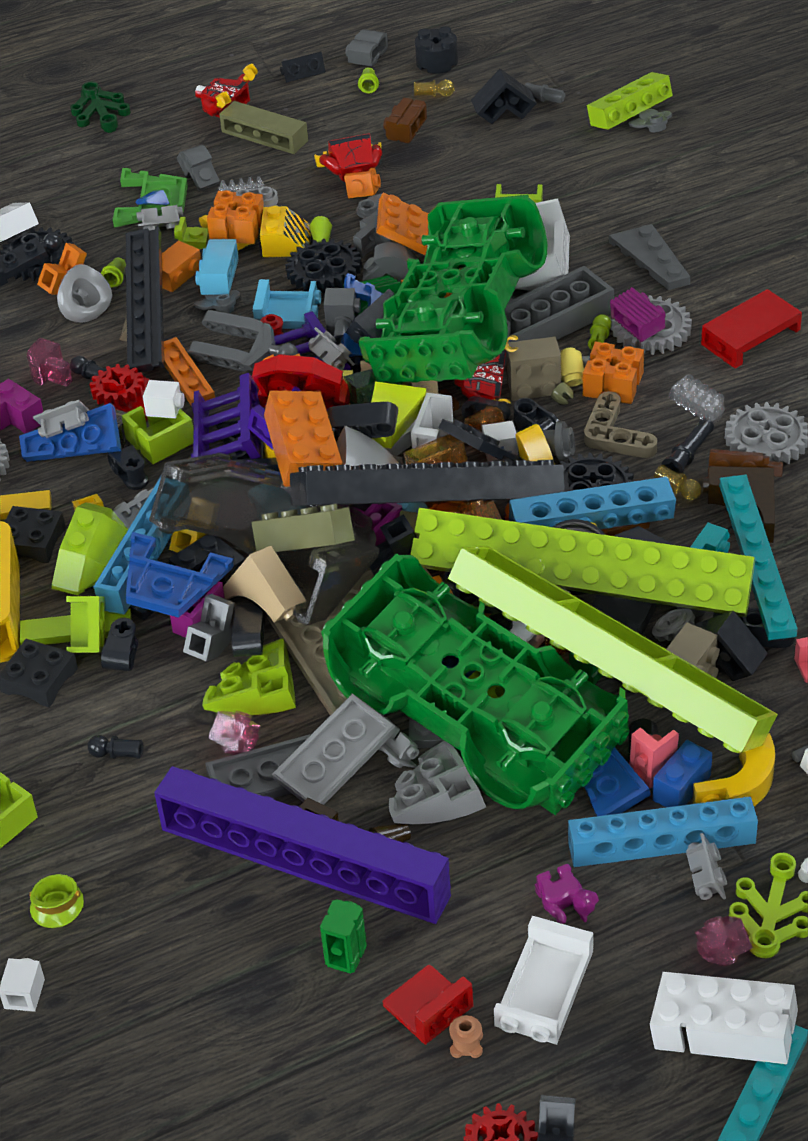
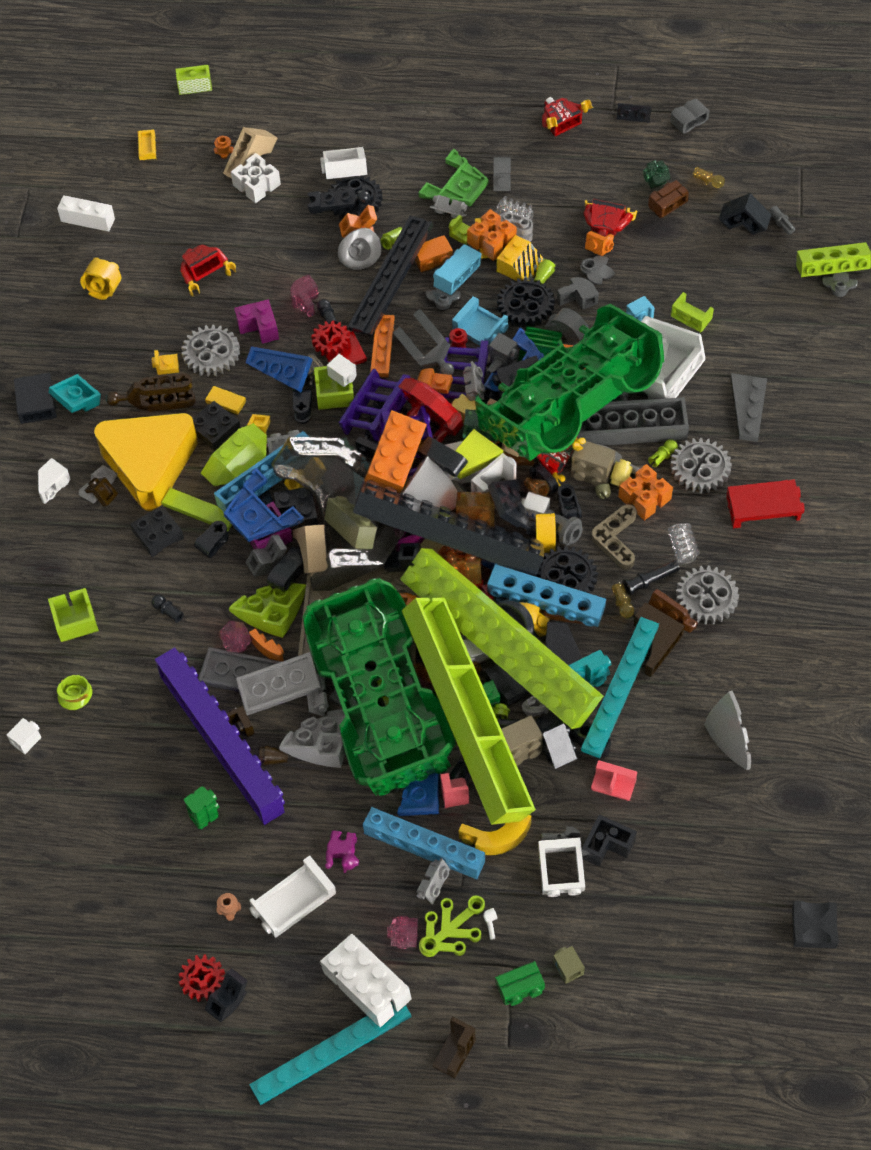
camera: 30 degrees right, 15 degrees up
(71, 414) = (282, 352): light grey hinge -> none
(87, 624) = (200, 515): lime panel -> none
(93, 92) = (478, 66): dark green plant -> none
(153, 198) = (453, 188): slope -> none
(264, 127) = (569, 157): olive brick -> none
(285, 727) = (268, 648): none -> orange slope
(368, 81) = (669, 148): lime cone -> none
(375, 103) = (656, 174): none -> clear green brick
(402, 222) = (594, 293): orange plate -> none
(429, 1003) = (222, 873): red bracket -> none
(436, 50) = (733, 143): black brick -> none
(637, 314) = (688, 457): magenta brick -> none
(676, 778) = (463, 811): blue brick -> none

